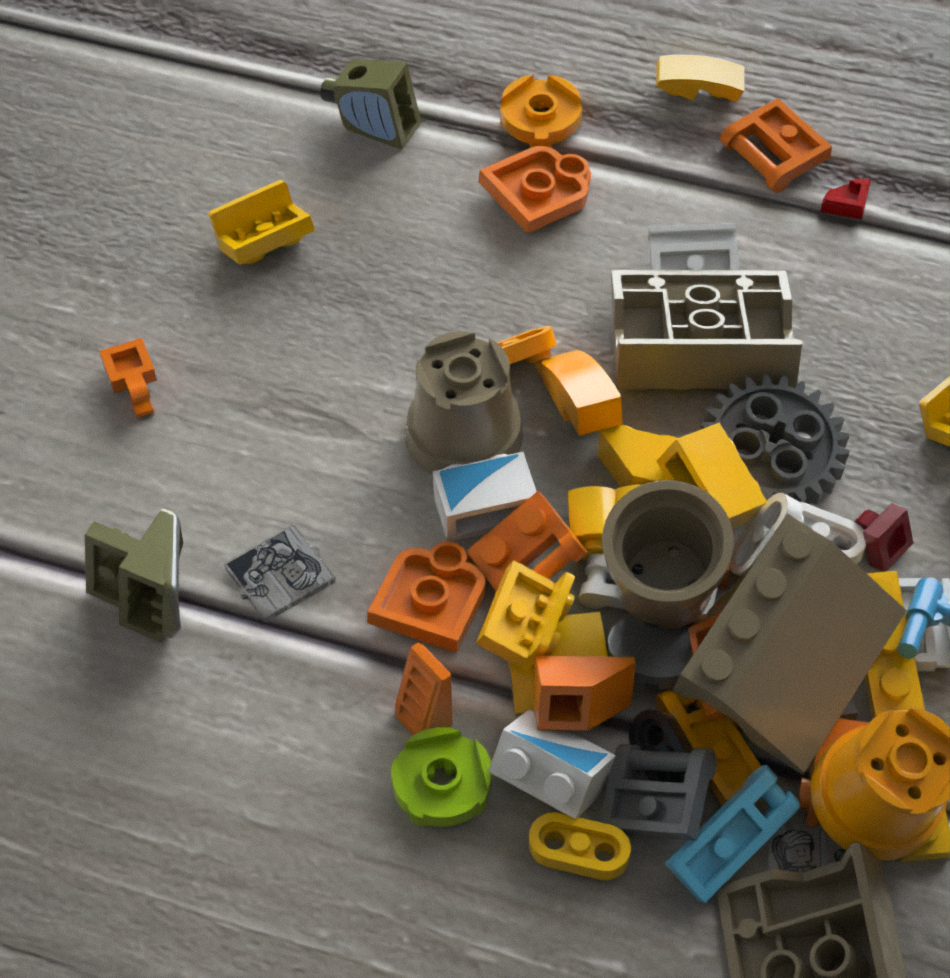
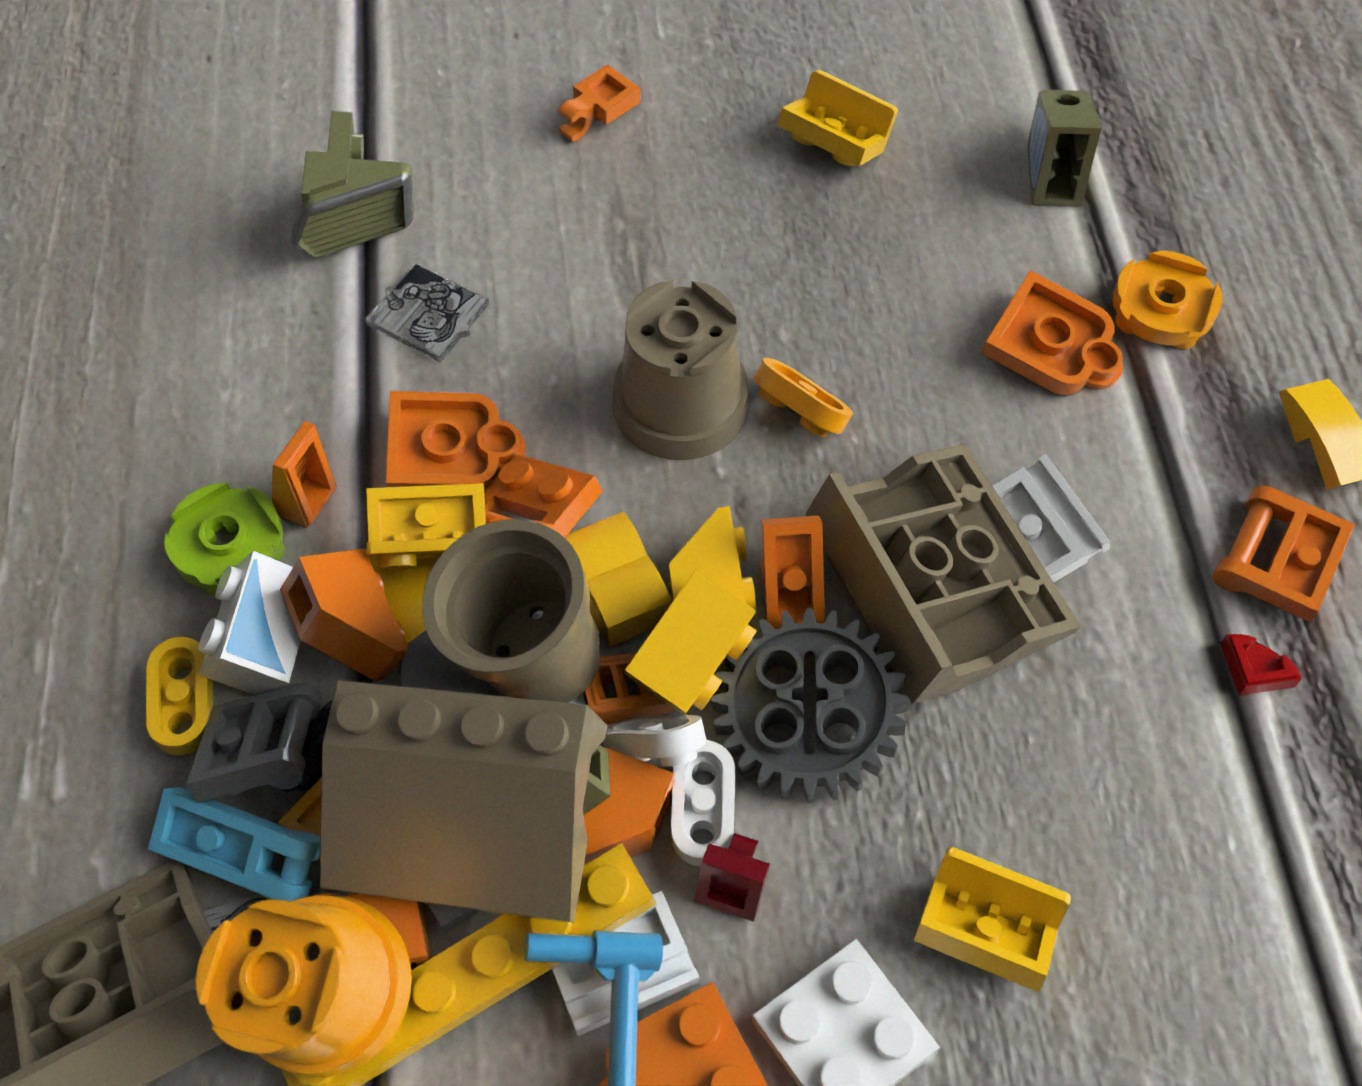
camera: 65 degrees right, 5 degrees up
(481, 494) = (587, 434): white brick -> none
(581, 391) = (766, 471): light orange slope -> none
(665, 405) = (792, 568): none -> orange slope

